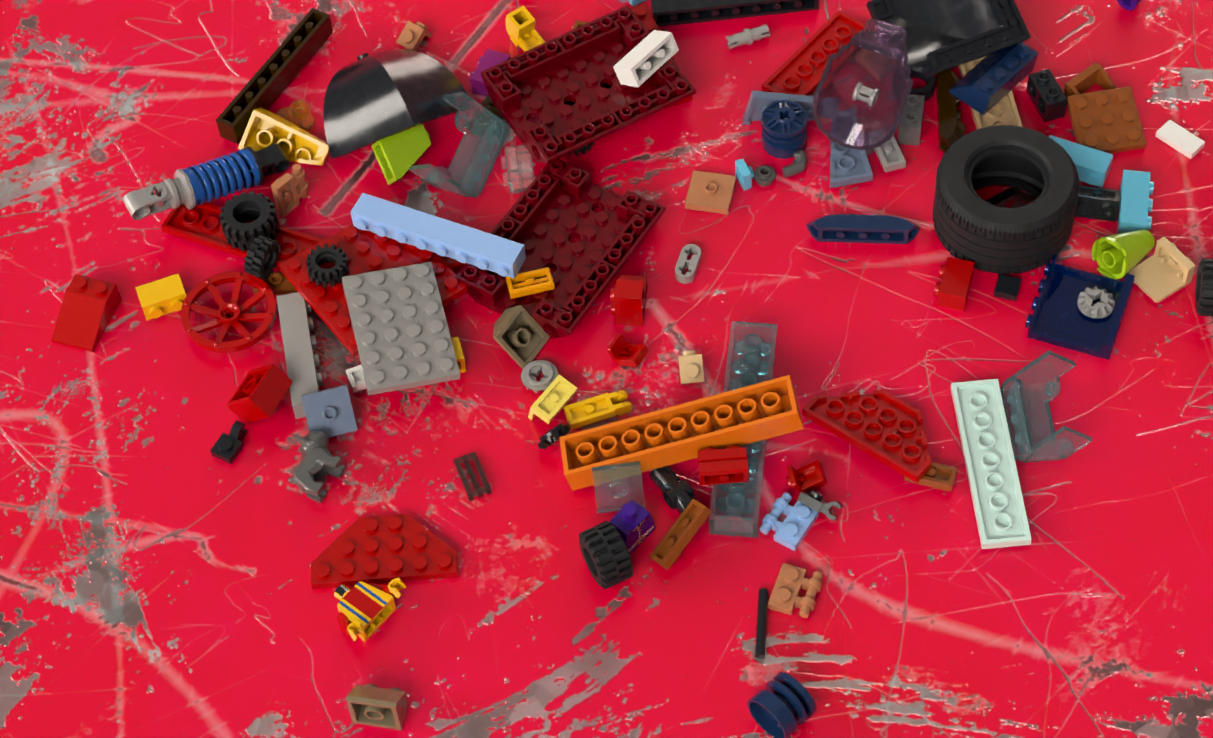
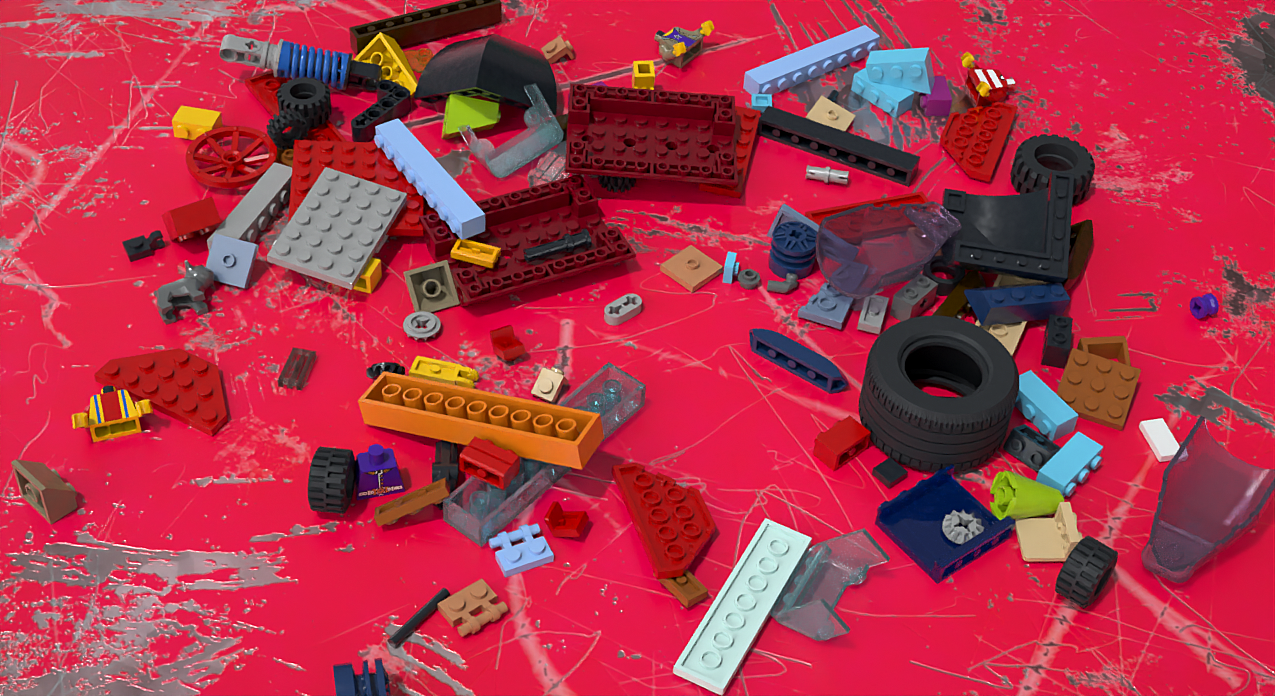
camera: 25 degrees right, 10 degrees down
(85, 312) = (135, 106): red slope -> none
(289, 189) = (351, 98): nougat plate -> none
(320, 175) = (391, 103): none -> black beam
(326, 255) = (317, 148): black tyre -> none
(552, 399) = (410, 344): light yellow panel -> none
(600, 230) = (566, 244): none -> black pin
(617, 486) = (398, 432): clear light blue tile -> none
(629, 300) = (545, 306): red brick -> none
(646, 58) = (714, 138): white brick -> none
(815, 501) = (555, 545): plate -> none
(865, 94) = (886, 258): light grey bush -> none

